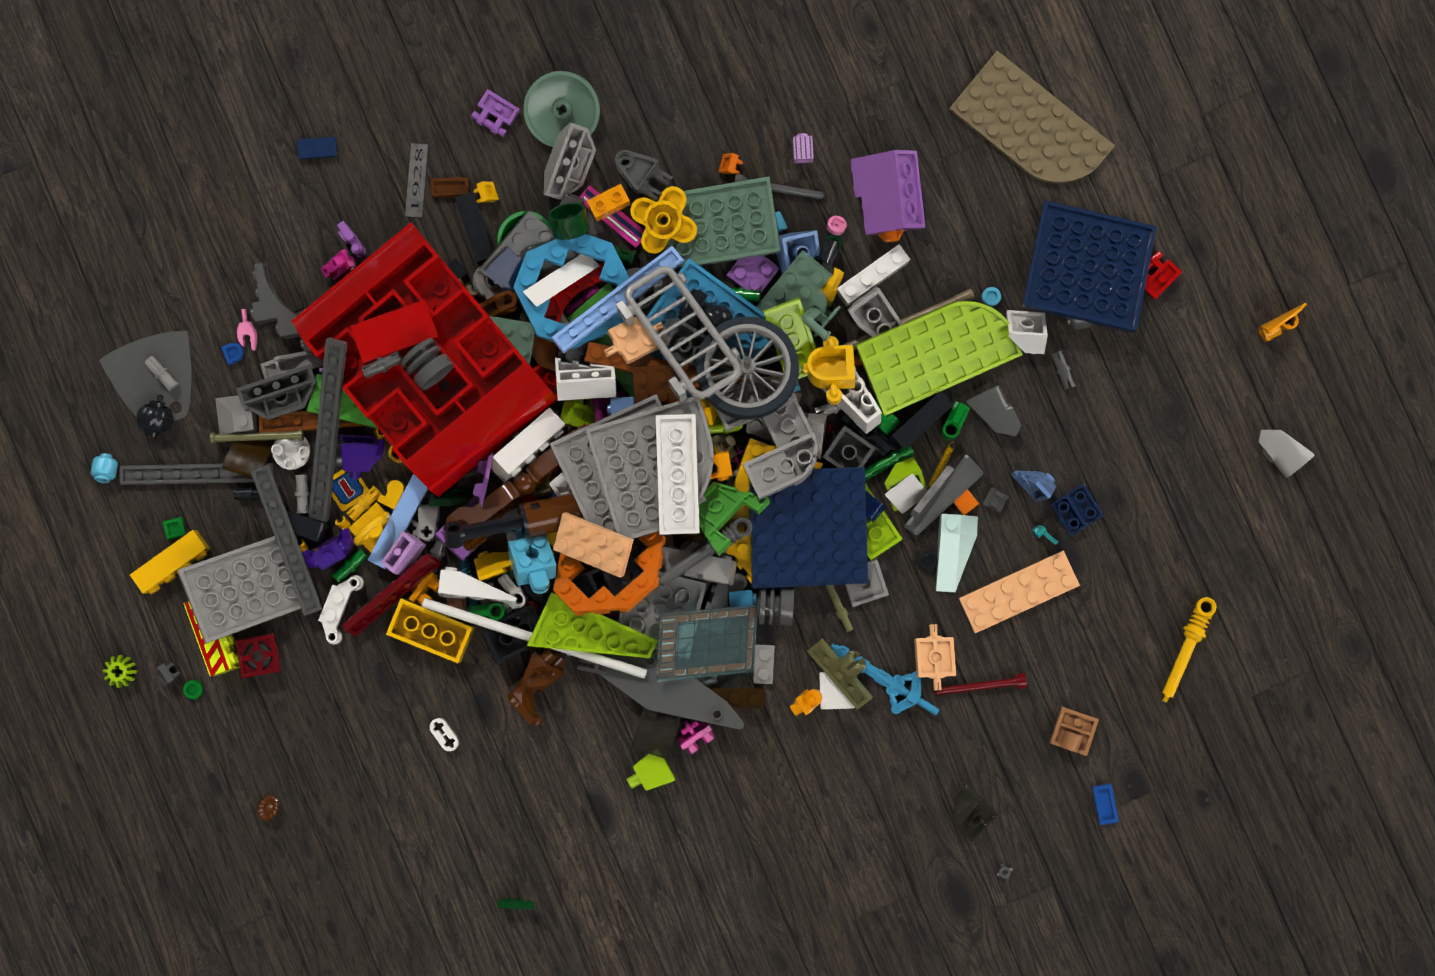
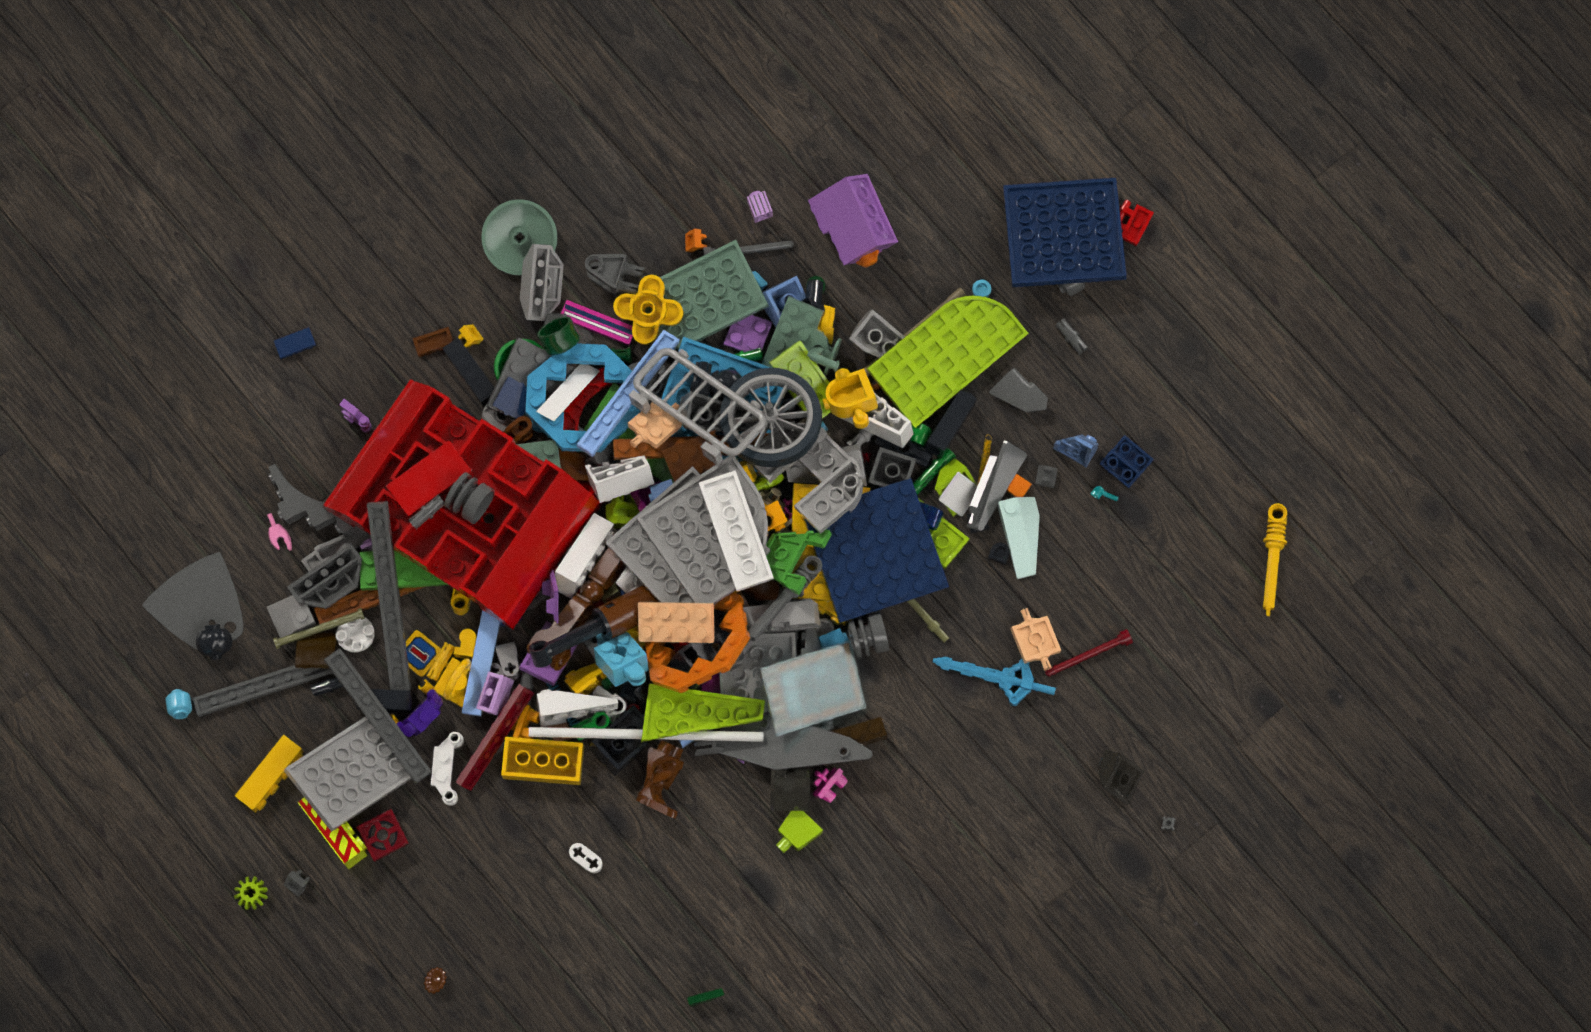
camera: 15 degrees left, 10 degrees down
(161, 373) = (207, 597): light grey axle -> none
(174, 528) = (263, 741): green tile -> none
(193, 689) = (327, 890): green tile -> none
(233, 353) = (271, 558): blue tile -> none
(302, 494) = (378, 670): light grey pin -> none
(338, 265) = (349, 445): dark pink hips -> none
(350, 565) = (445, 725): green pin -> none
(359, 453) = (423, 613): dark purple torso -> none
(416, 180) = (399, 345): flat silver sticker -> none
(451, 497) = (521, 630): dark green tile -> none
(497, 107) = (457, 254): medium lavender plate -> none
(588, 293) = (595, 403): magenta piece -> none
(608, 202) = (590, 309): light orange brick -> none
(764, 664) = (874, 697): light grey plate -> none
(806, 702) = (926, 717): light orange hips -> none
(831, 695) = (952, 701): white sticker -> none
(836, 225) = (814, 267): bright pink tile -> none
(842, 671) = (951, 680): olive plate -> none
(872, 590) = (951, 598): light grey tile -> none
(873, 275) = (863, 301): white brick -> none
(955, 419) = (984, 413): green piece -> none
(1019, 592) = (1096, 555): light nougat plate -> none
(1029, 124) = (967, 120): dark tan plate -> none
(1029, 330) = (1026, 309): white slope -> none
(1073, 731) = (1191, 669): medium nougat plate -> none
(1105, 804) = (1243, 730): blue tile -> none
(1274, 327) = (1258, 235): light orange panel -> none
(1284, 451) = (1303, 348): light grey panel -> none

